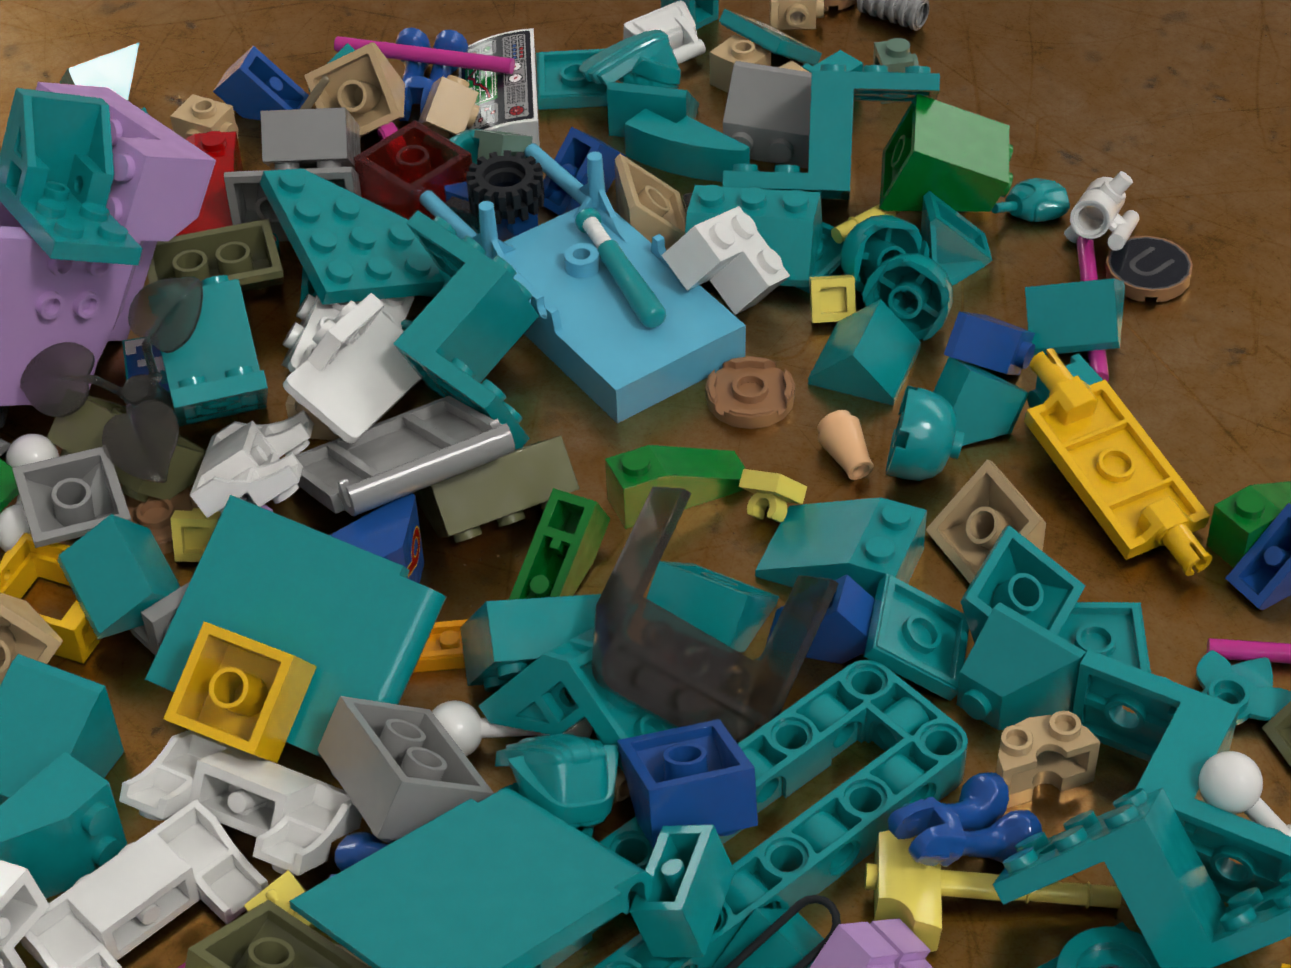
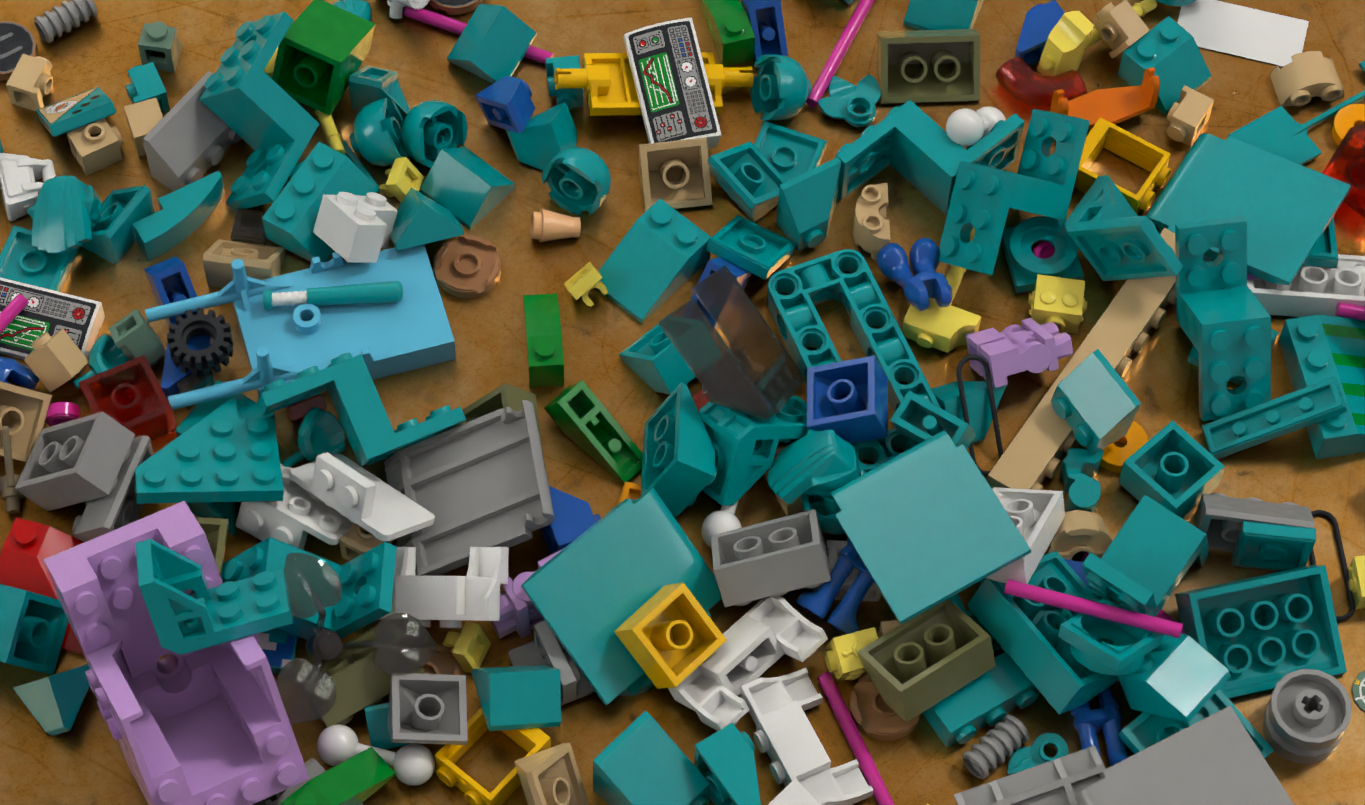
camera: 75 degrees left, 15 degrees up
(775, 317) = (422, 222): none -> teal slope
(1116, 476) = (672, 82): none -> slope
(1197, 595) = (779, 87): none -> teal cylinder

